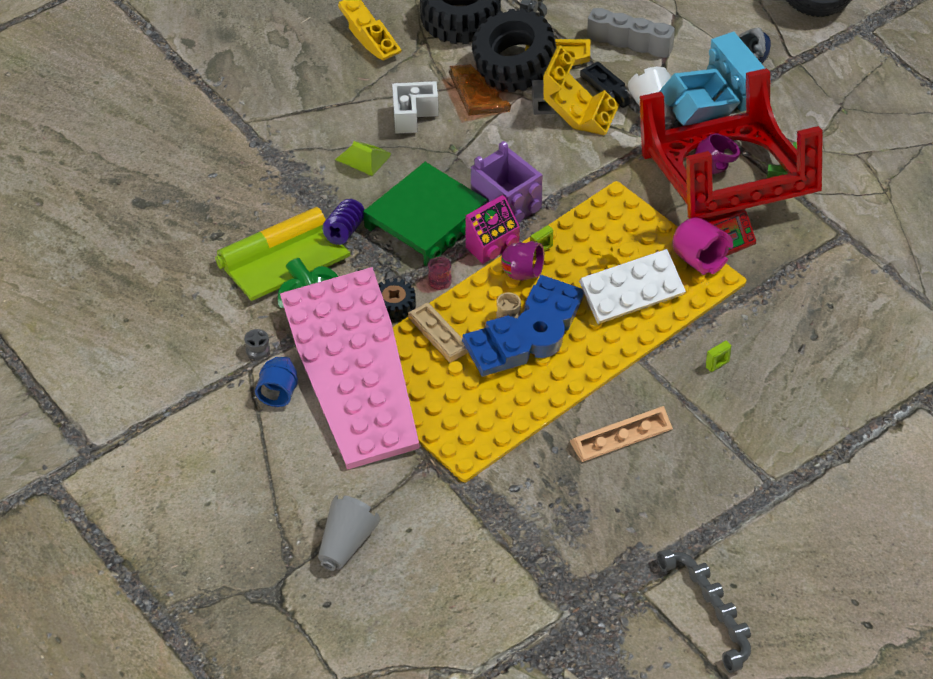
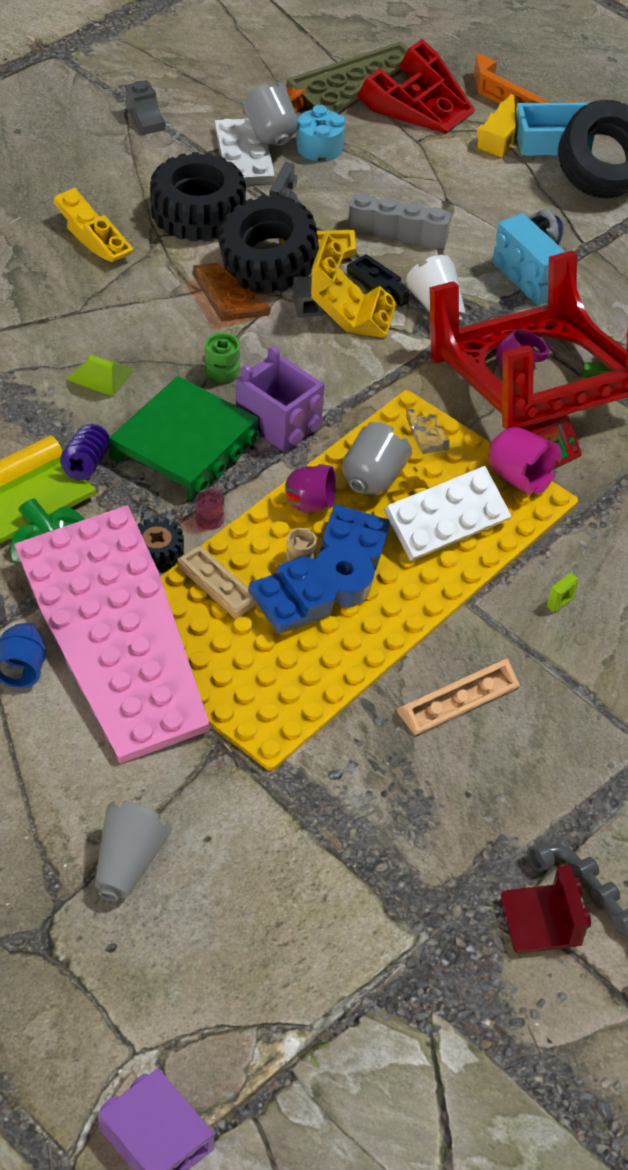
camera: 10 degrees left, 0 degrees up
(413, 101) = (152, 308): white brick -> none
(464, 147) = (222, 358): none -> bright green wheel
(491, 229) = (267, 453): dark pink slope -> none
(543, 236) = (333, 457): lime tile -> none
(577, 239) = (375, 459): none -> light grey cylinder
(626, 218) = (427, 433): none -> clear slope
(662, 603) = (547, 915): none -> dark red bracket
(693, 96) = (484, 287): medium azure piece -> none

